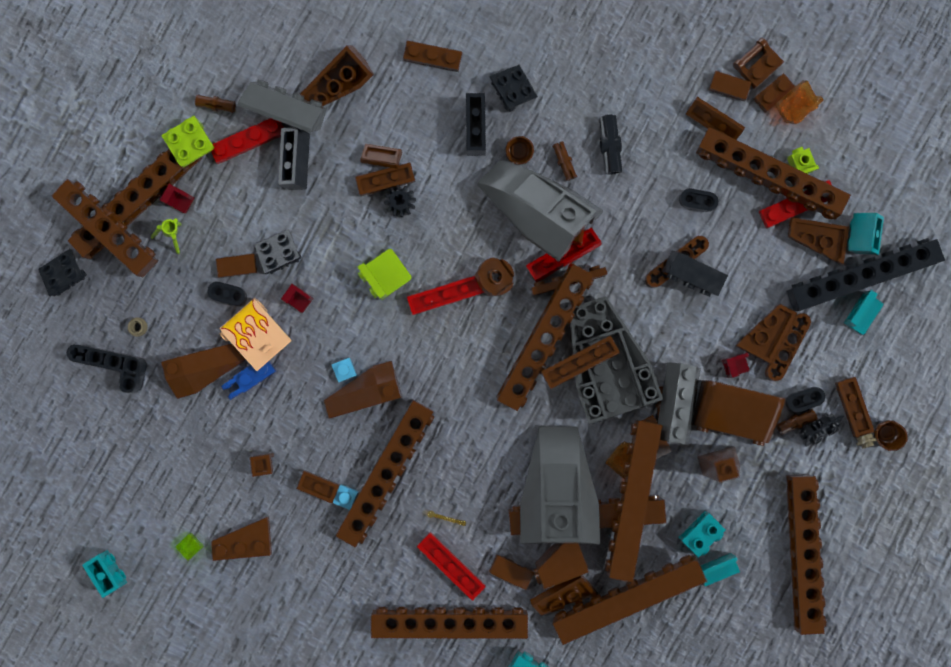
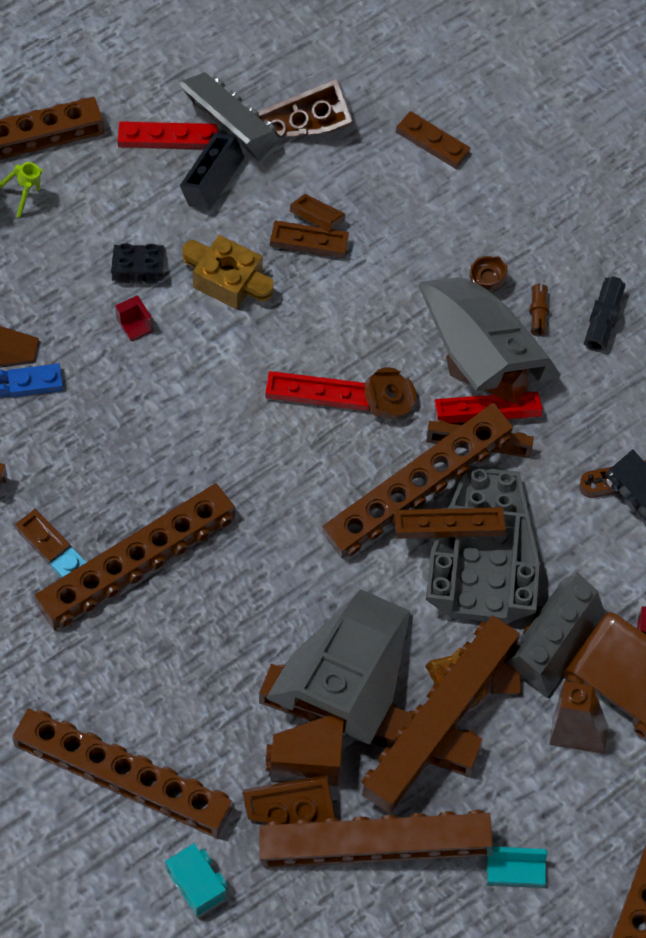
camera: 20 degrees right, 25 degrees down
(177, 198) = (51, 158): dark red panel -> none
(188, 141) = (99, 103): lime bracket -> none
(215, 103) = (163, 91): reddish brown pin -> none
(228, 293) = (55, 279): black plate -> none
(236, 265) = (80, 256): reddish brown tile -> none
(255, 334) = (62, 333): light nougat door -> none
(342, 233) = (221, 281): none -> pearl gold brick
(344, 369) = (147, 422): medium azure plate -> none
(369, 389) = (165, 458): reddish brown wedge -> none
(384, 274) = (254, 337): lime bracket -> none
(407, 198) = (314, 268): black gear -> none
(431, 514) = (168, 634): clear yellow hinge -> none
(451, 566) = (161, 704): red plate -> none
(475, 124) = (448, 223): black brick -> none
(511, 572) = (236, 747): reddish brown slope -> none
(513, 87) = (513, 207): black hinge -> none
(702, 534) = (515, 810): teal brick -> none

